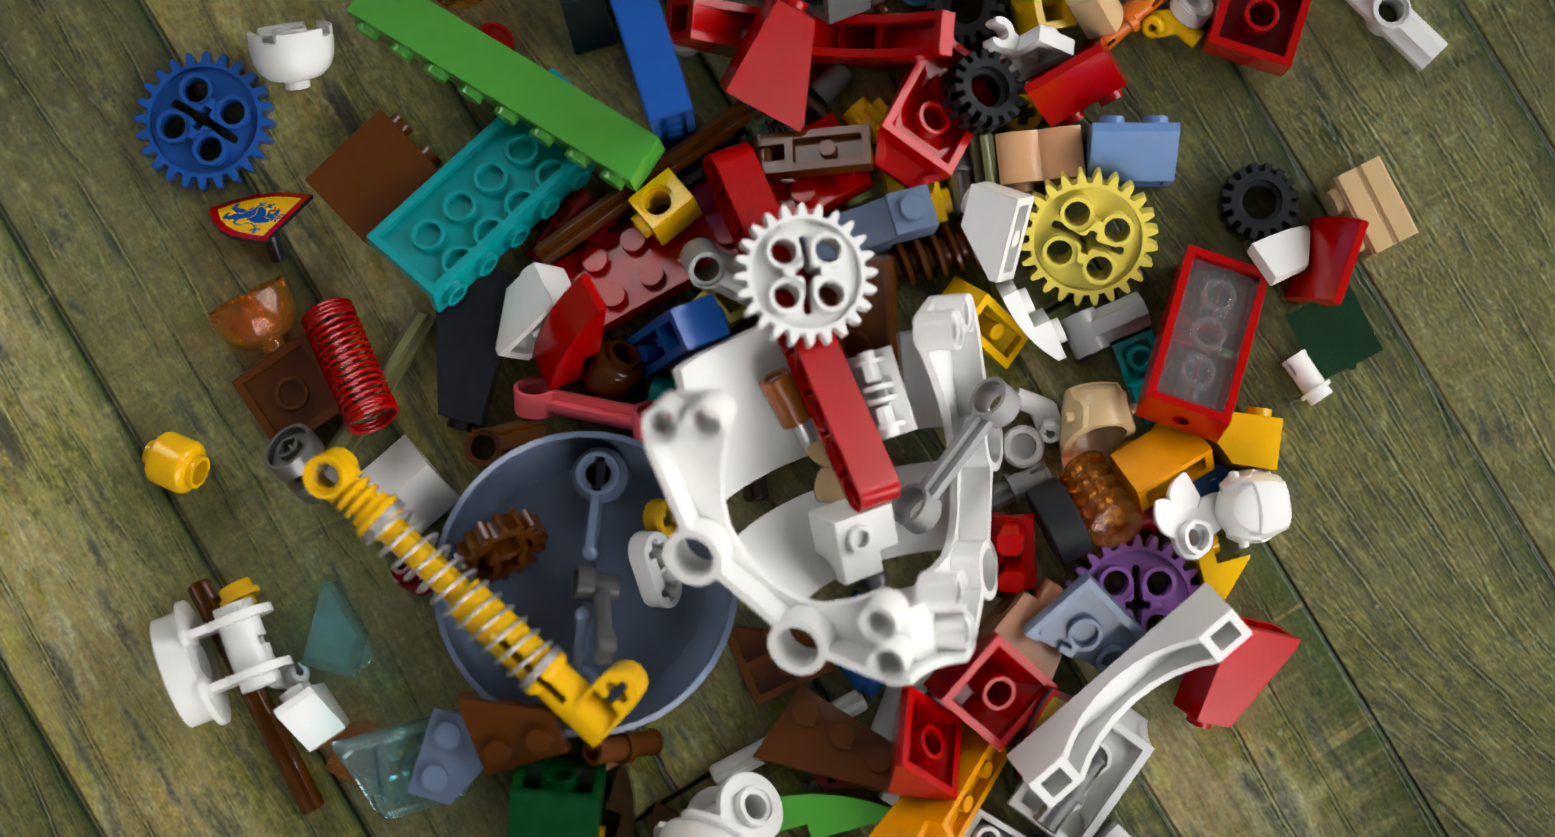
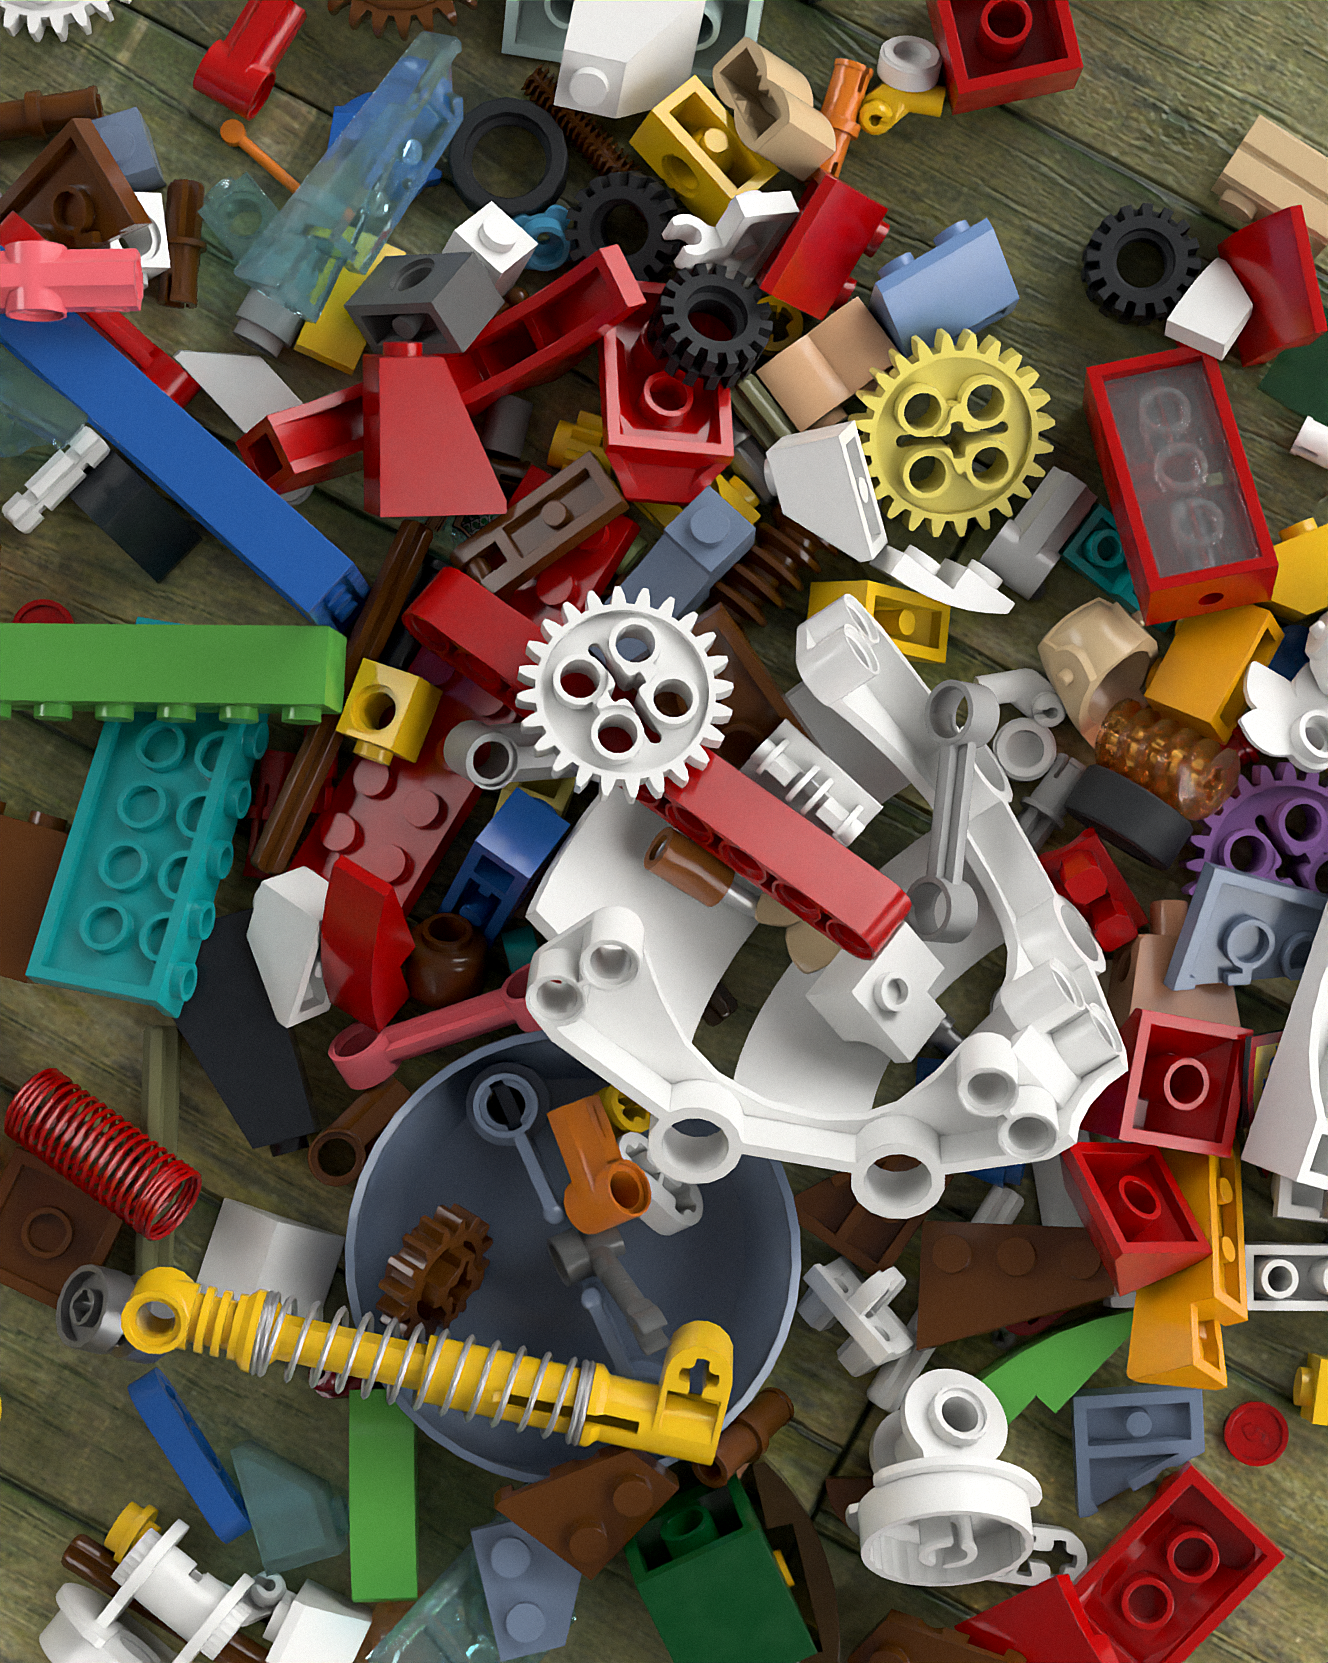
camera: 30 degrees left, 0 degrees up
(298, 570) = (190, 1455): none -> blue beam
(394, 660) = (383, 1500): none -> bright green slope
(627, 551) = (603, 1184): none -> orange piece
(735, 713) = (862, 1308): none -> white hips

